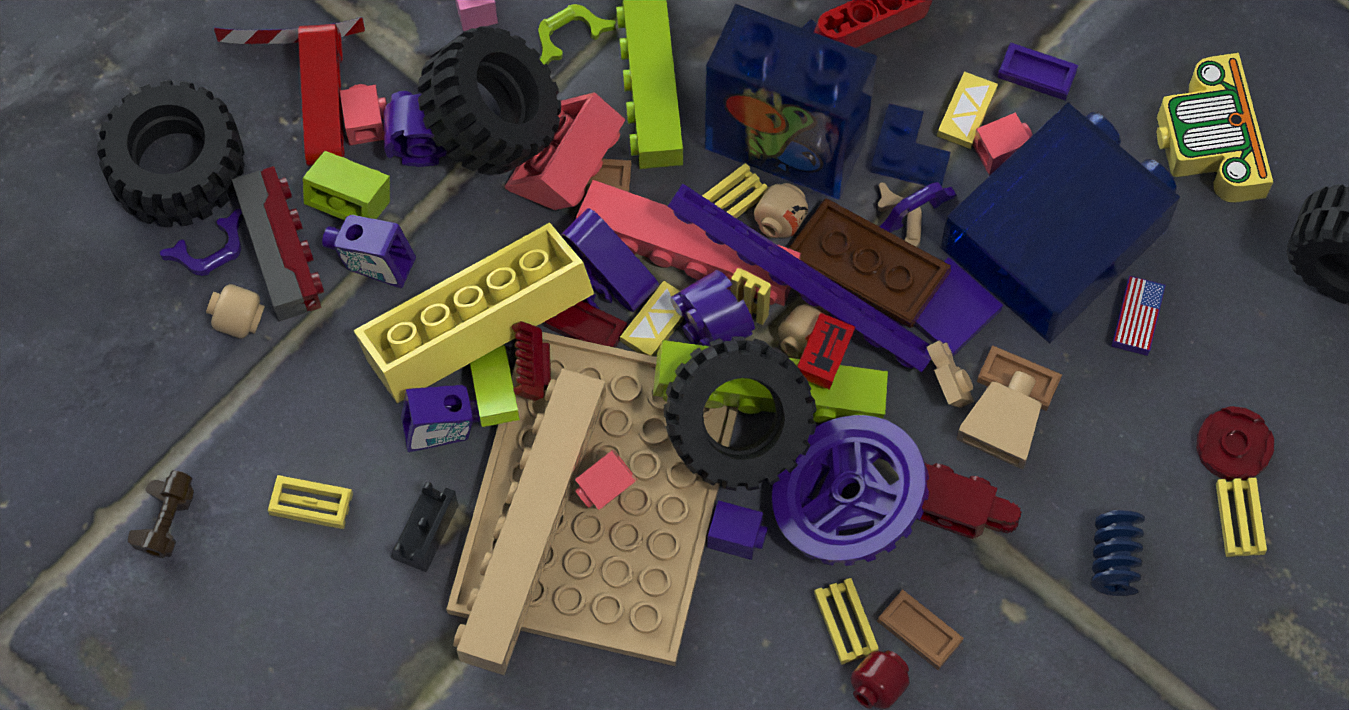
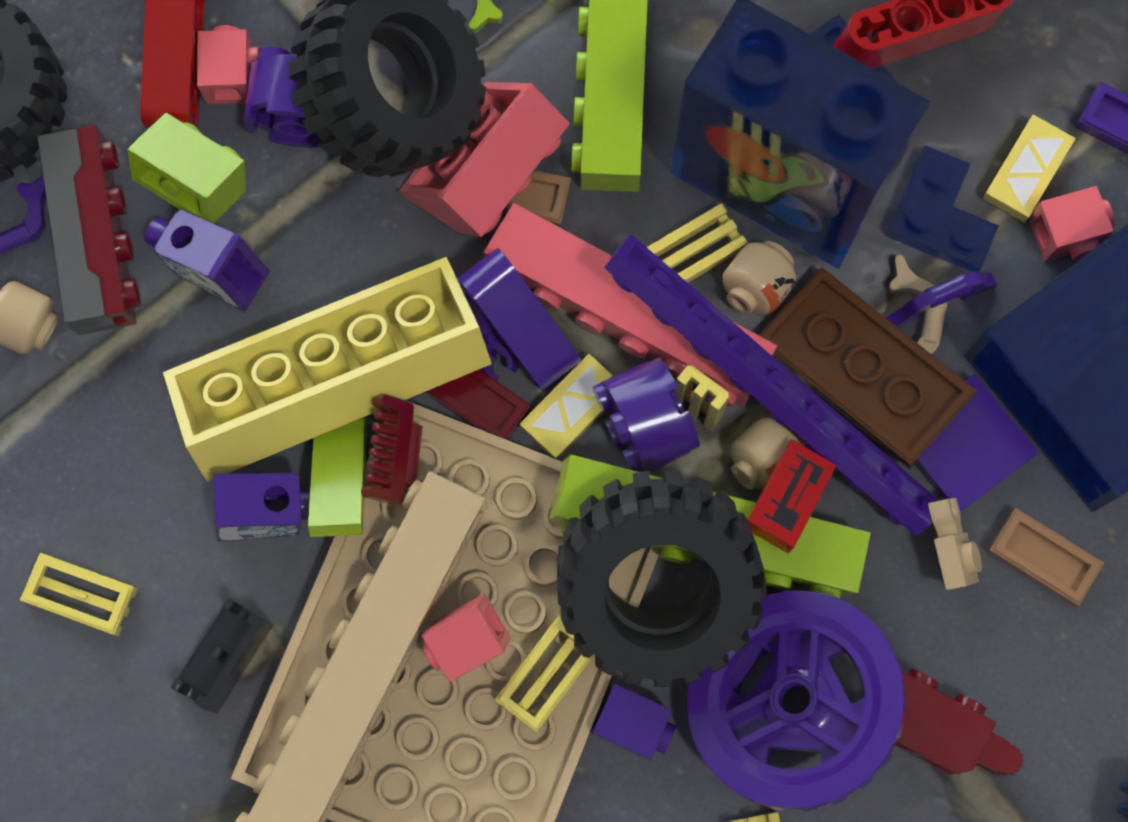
camera: 10 degrees right, 10 degrees up
(652, 530) = (520, 710): none -> light yellow tile
(1003, 420) = (1019, 621): tan torso -> none

